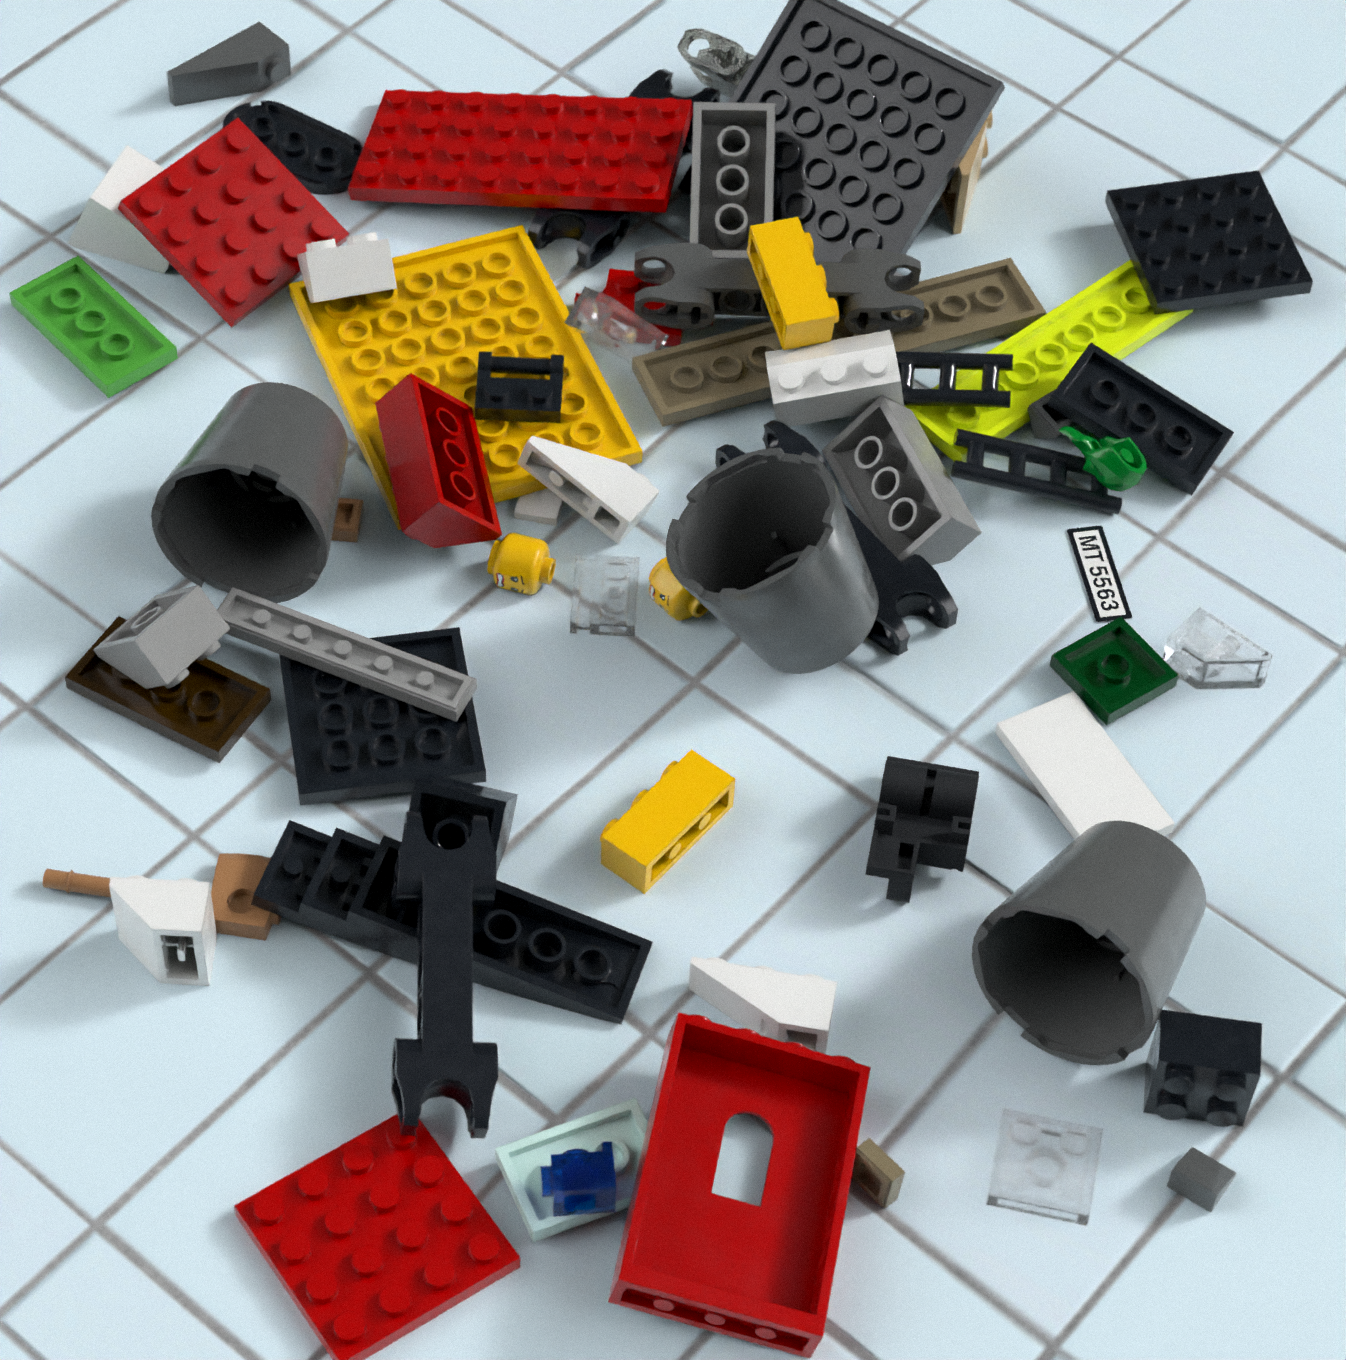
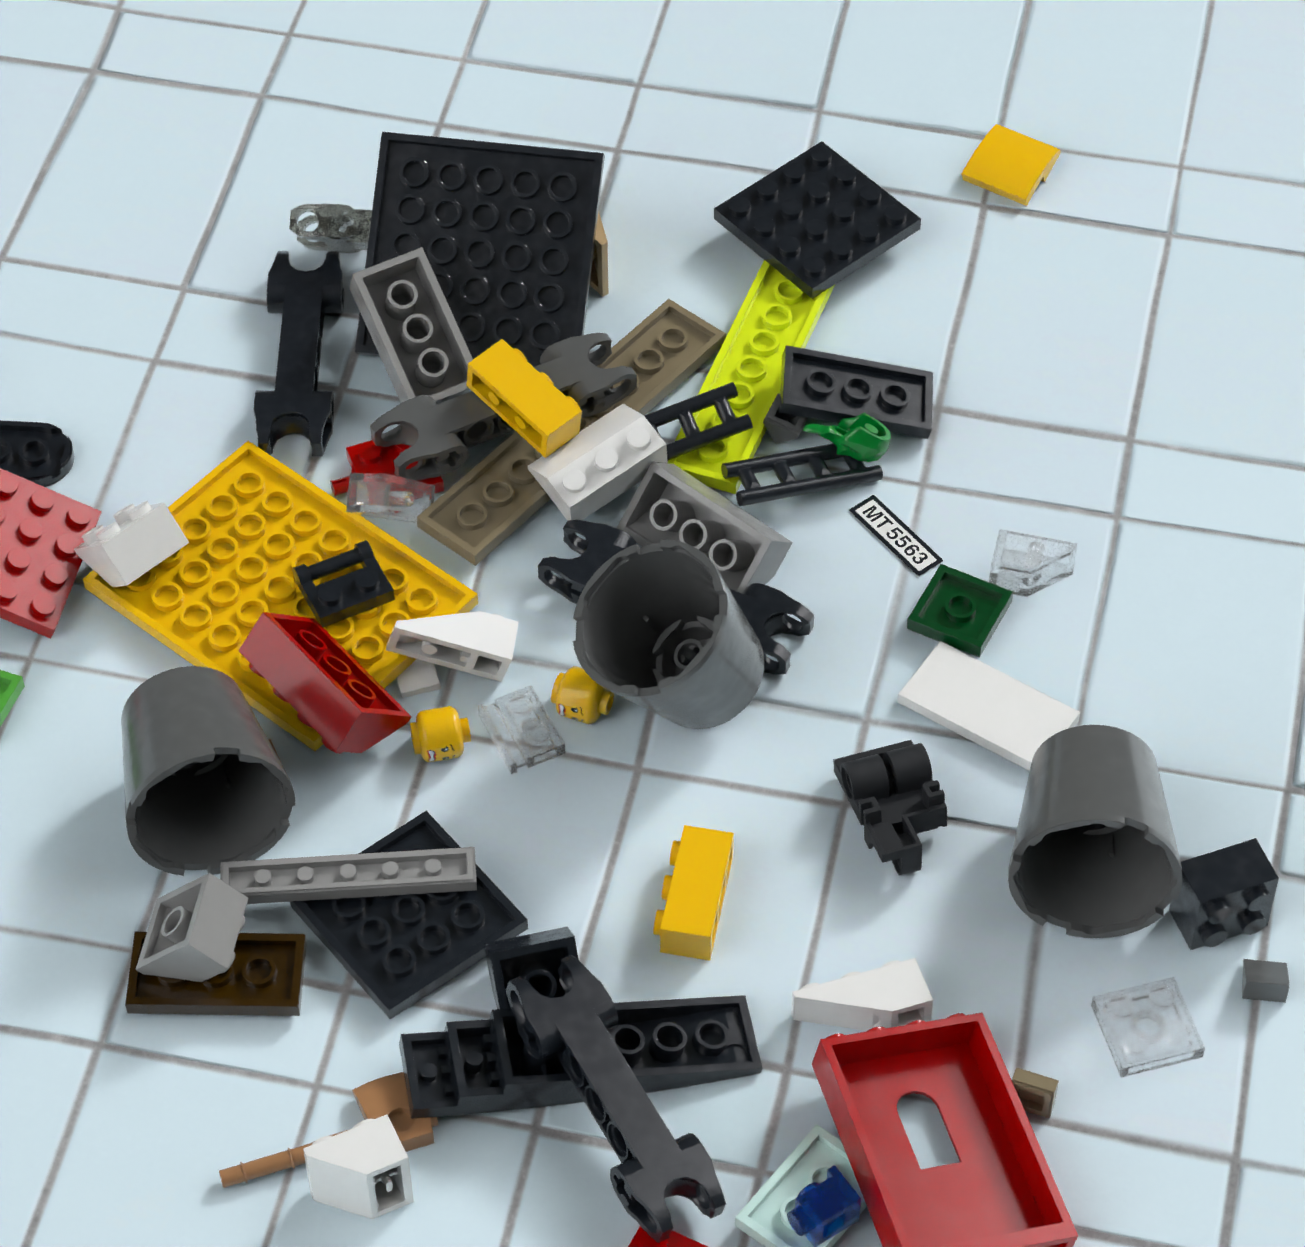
camera: 25 degrees left, 0 degrees up
(523, 150) = (207, 375): red plate -> none

